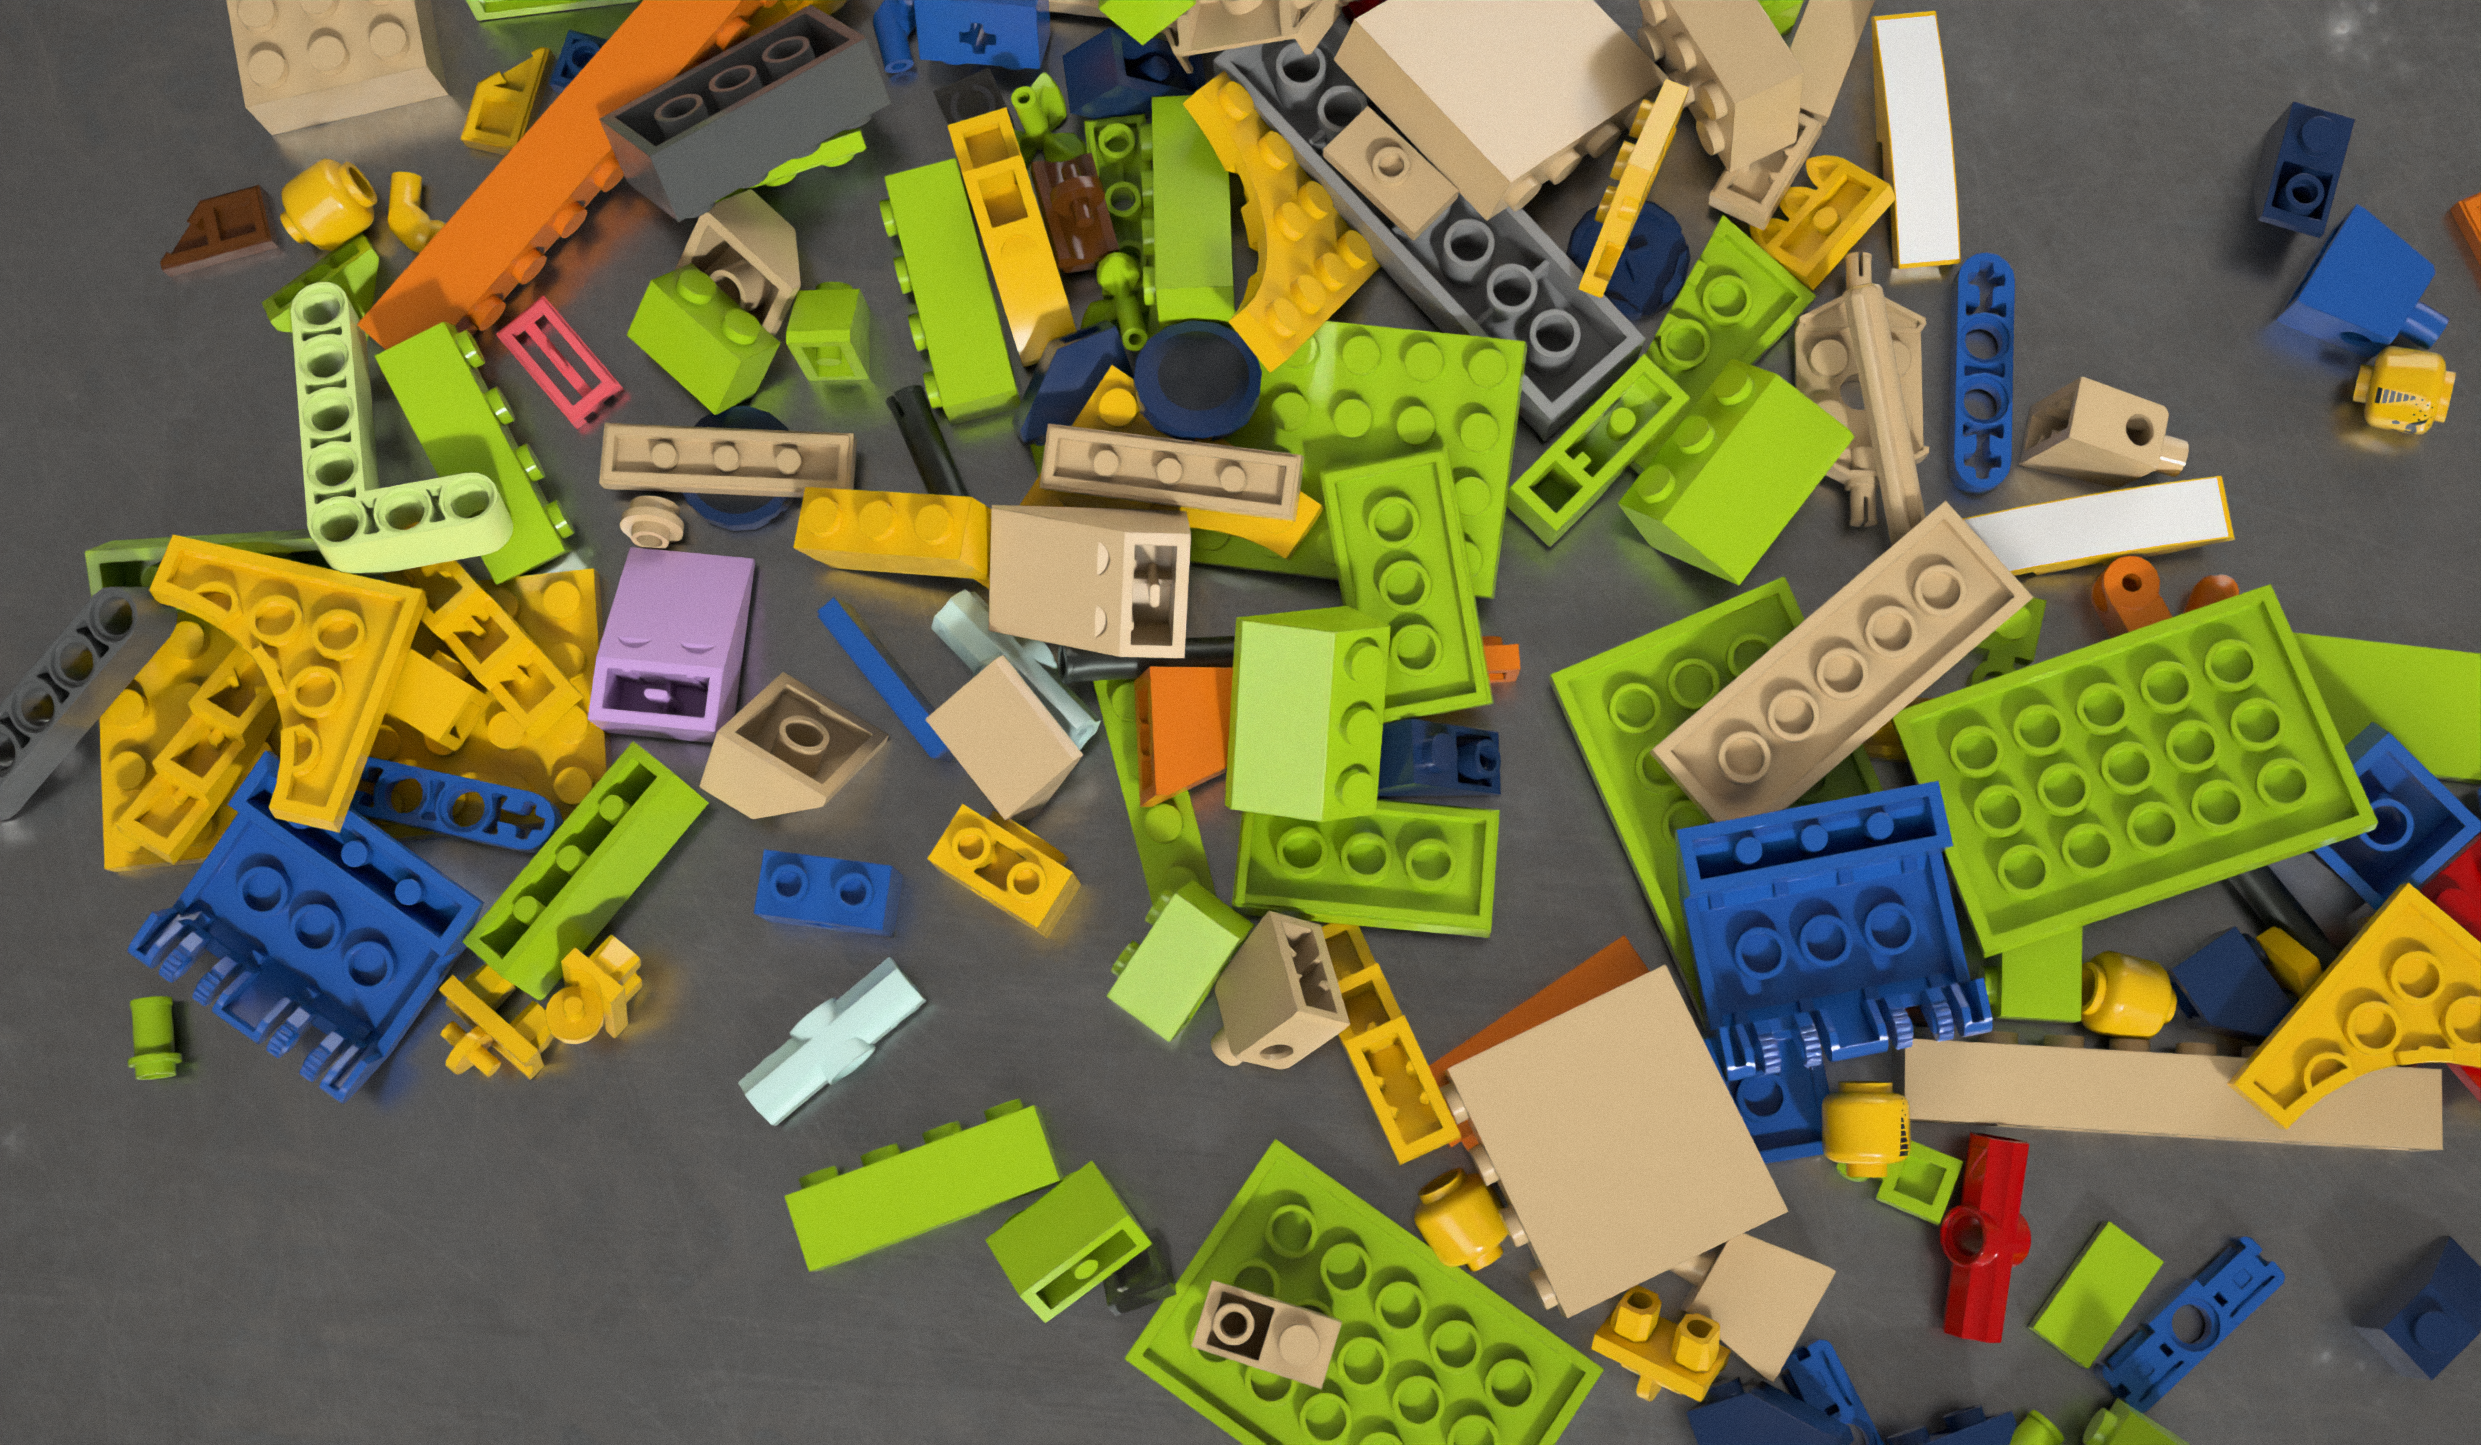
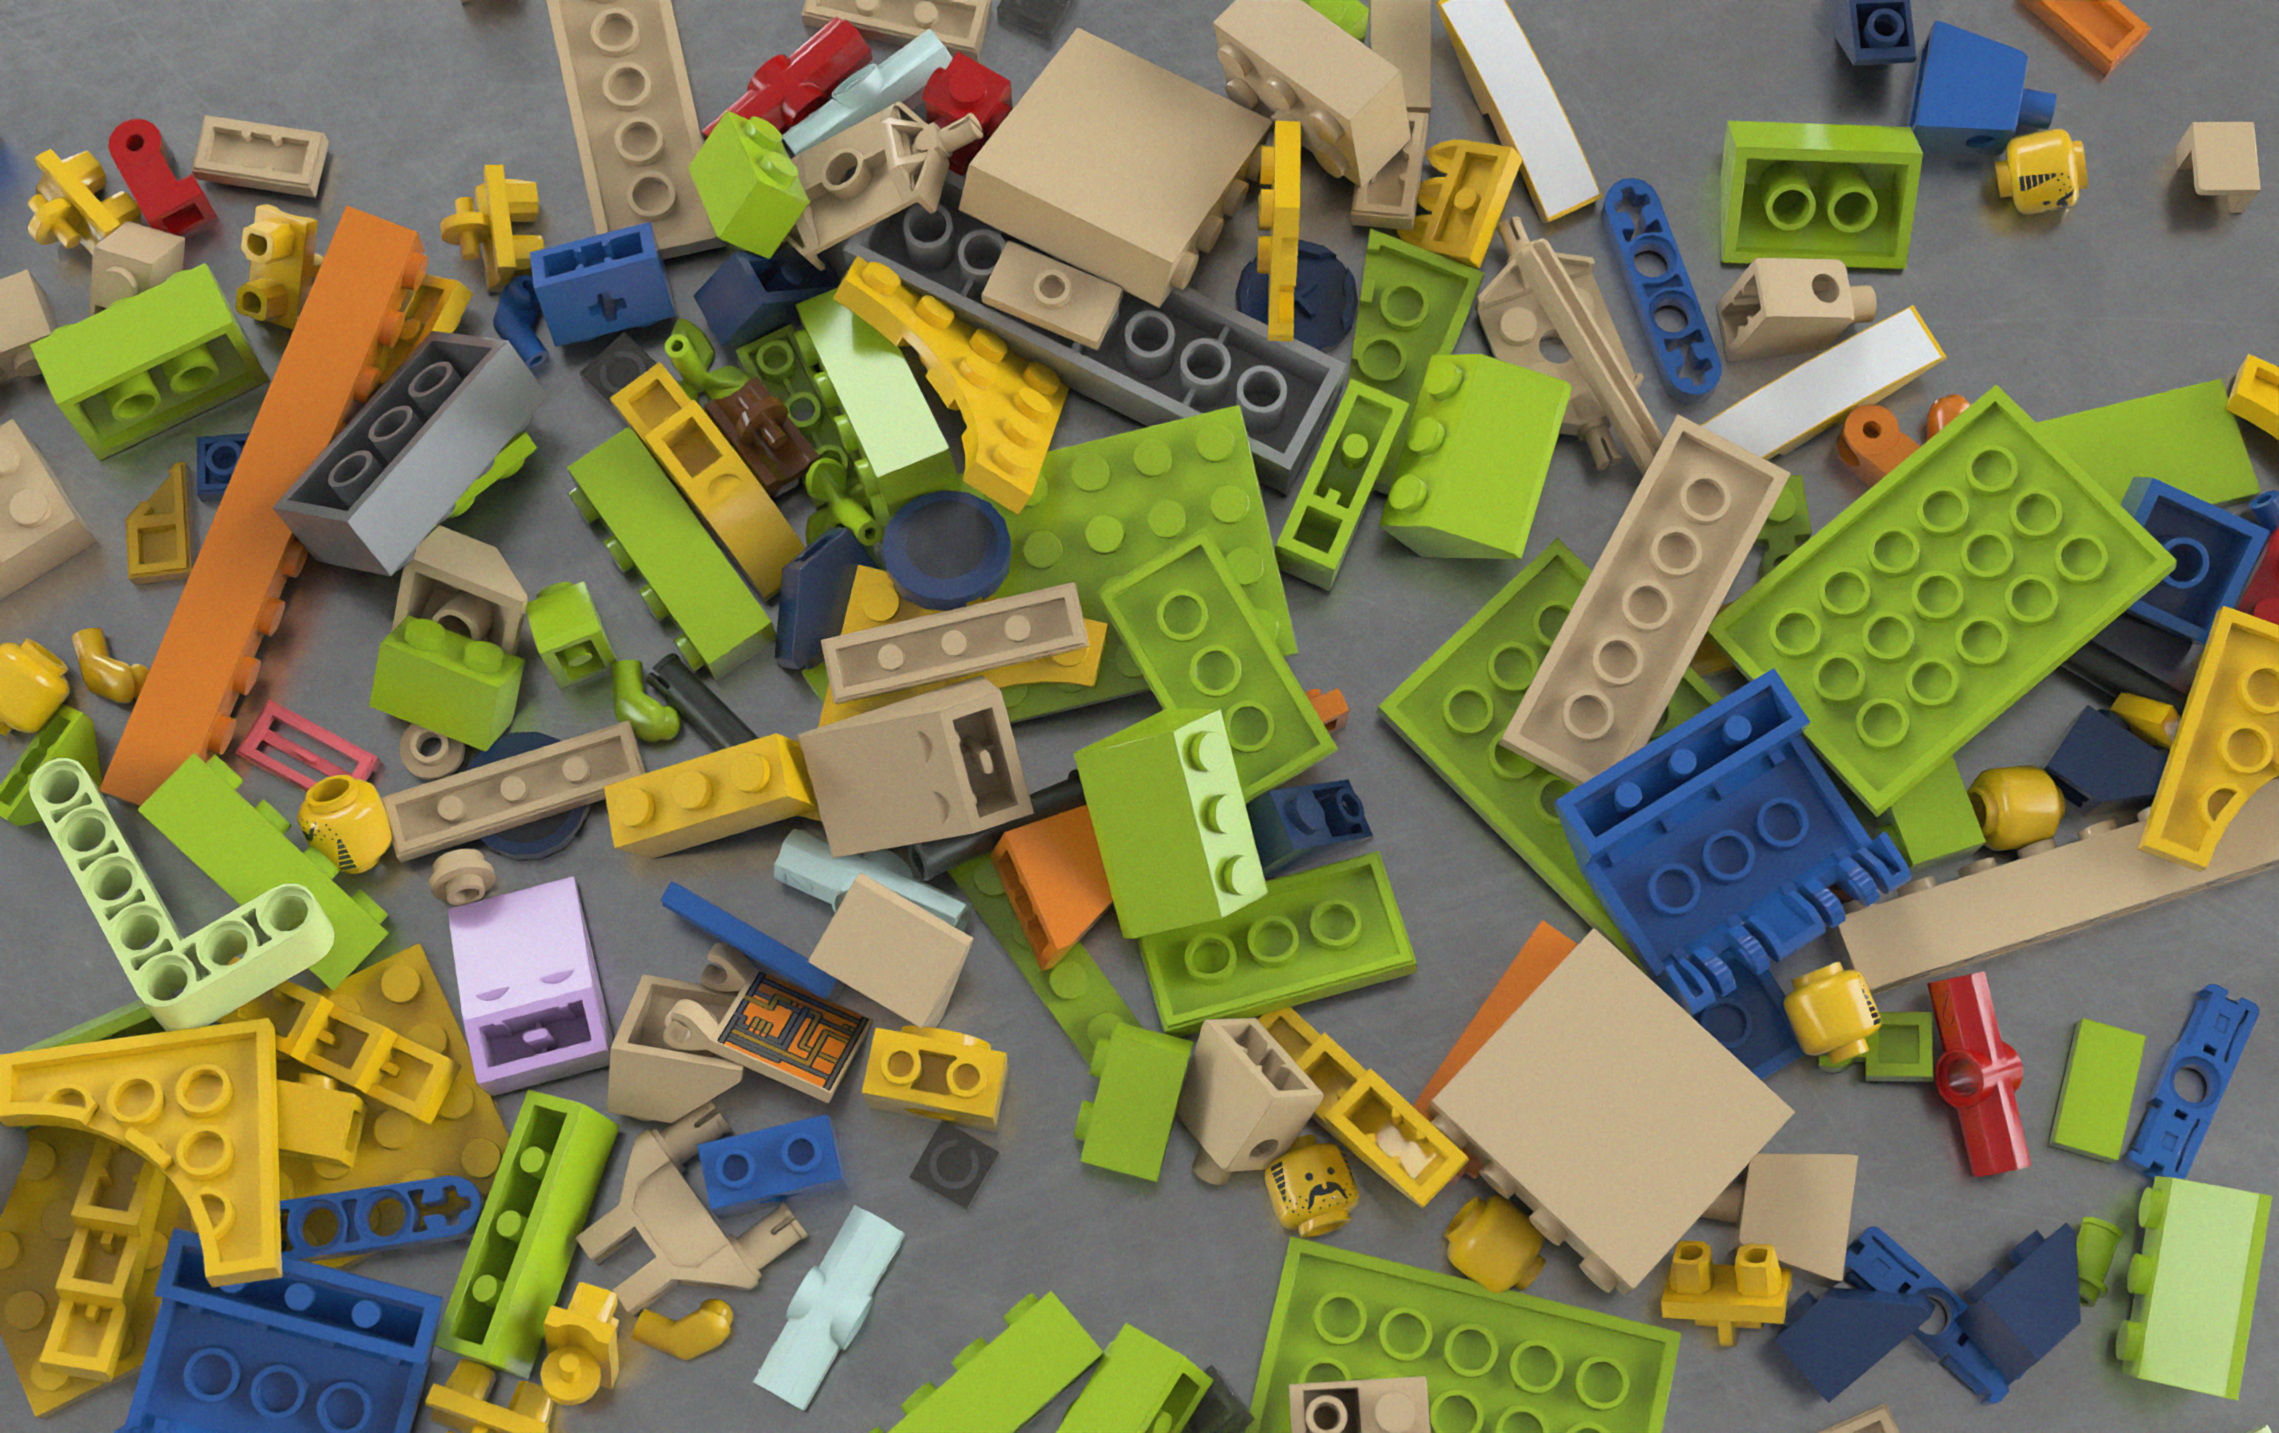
camera: 30 degrees left, 5 degrees down
(564, 435) = (346, 822): none -> yellow head
(666, 412) = (430, 767): none -> tan plate
(698, 1017) = (689, 1335): none -> yellow arm
(719, 905) = (677, 1224): none -> tan connector
(870, 428) = (646, 715): none -> lime arm
(874, 767) = (771, 1026): none -> flag
(995, 954) = (954, 1165): none -> clear smoke tile
(1312, 1101) = (1312, 1187): none -> yellow head
(2174, 333) = (1818, 192): none -> lime slope

